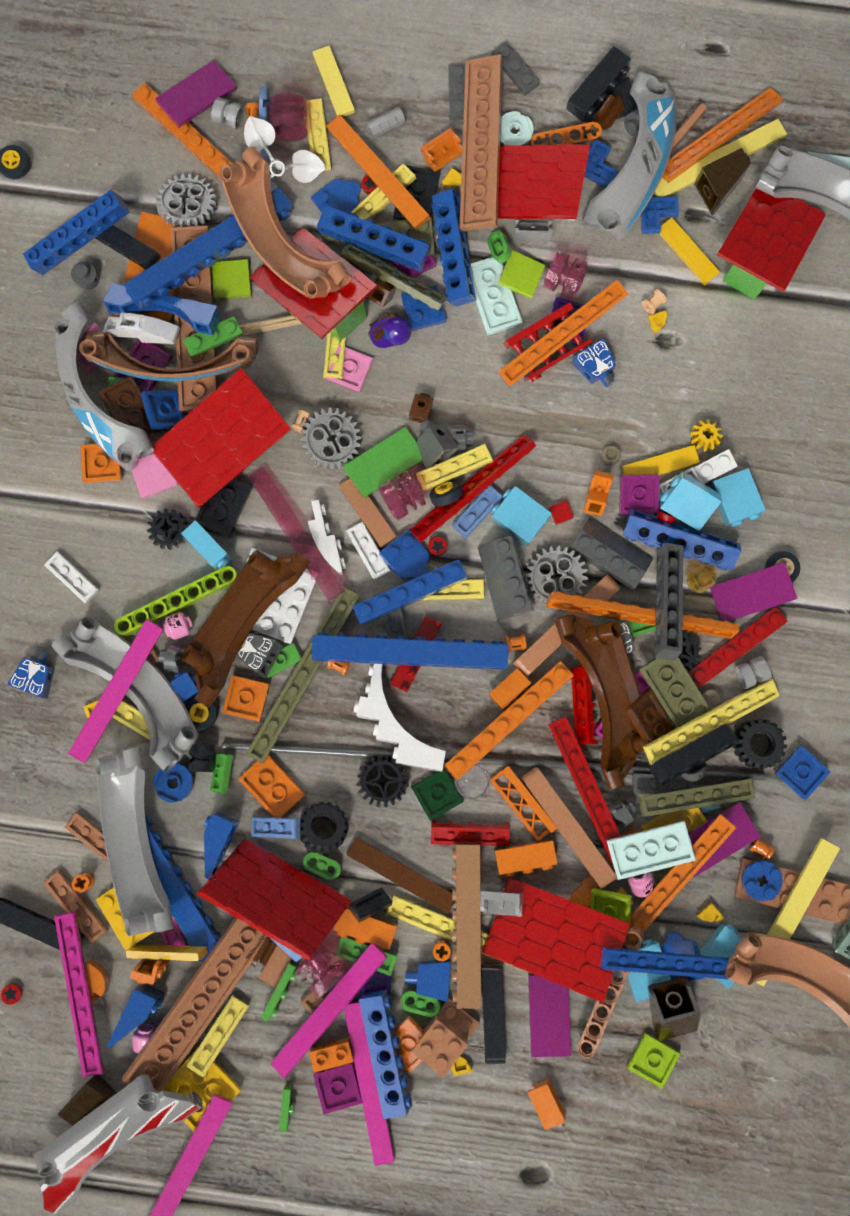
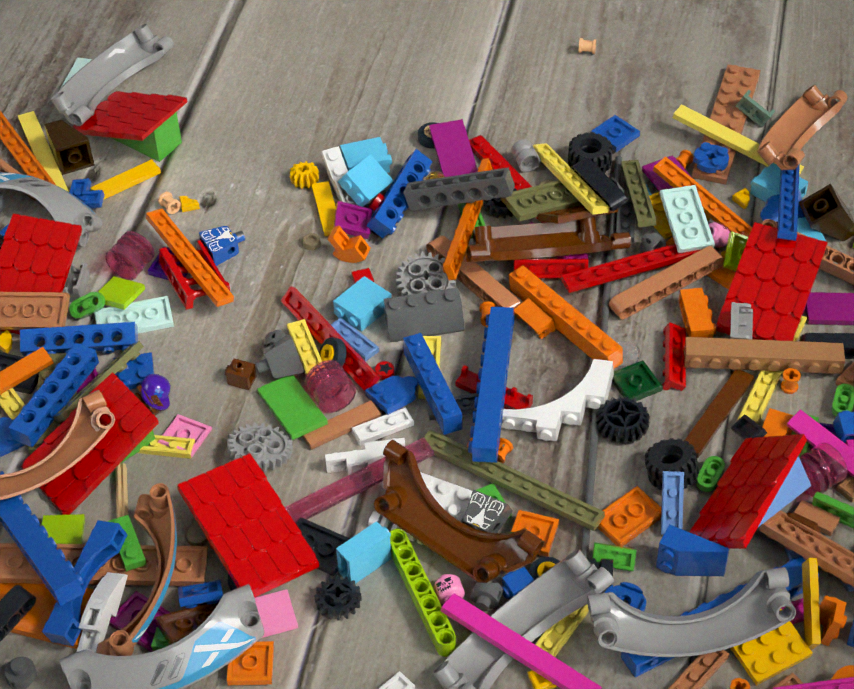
camera: 85 degrees left, 35 degrees down
(431, 979) = (818, 389): blue torso -> none
(531, 802) = (639, 313): orange fence -> none
(611, 554) = (408, 242): dark grey slope -> none

